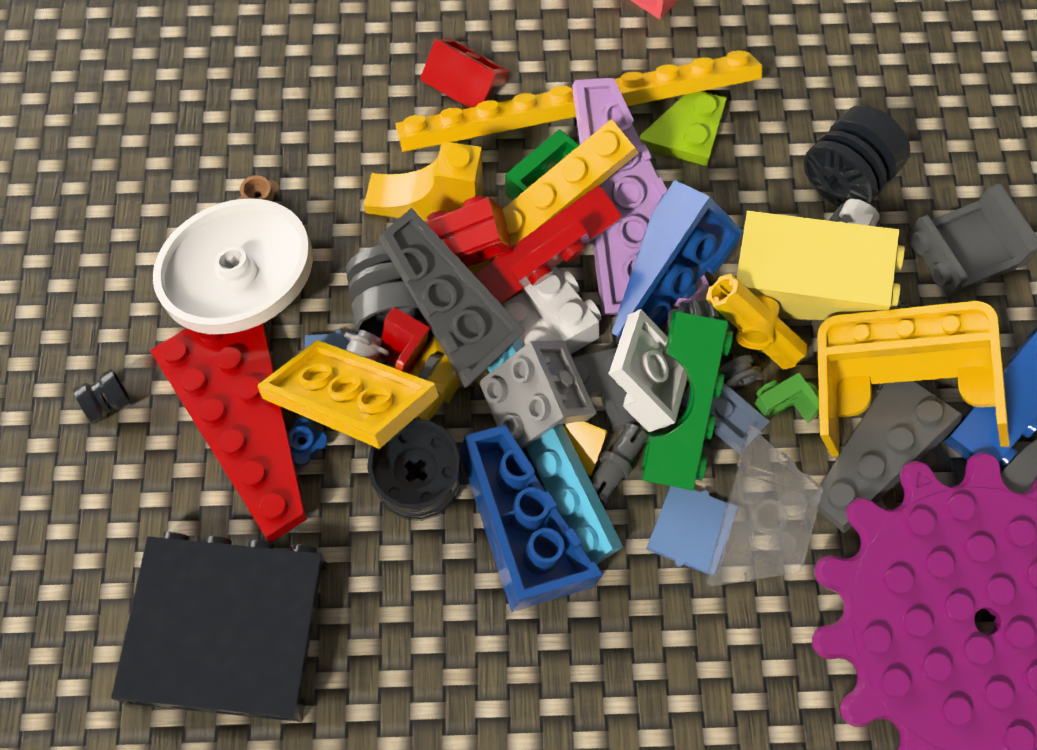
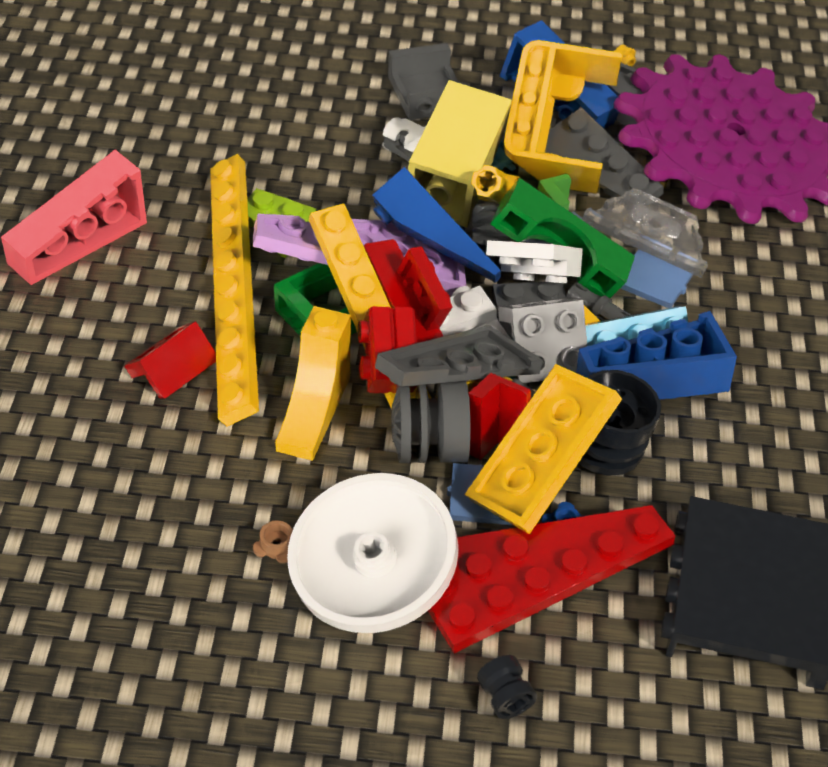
camera: 85 degrees left, 20 degrees down
(365, 345) = (484, 445): light grey plate -> none
(857, 156) = (348, 115): black wheel -> none

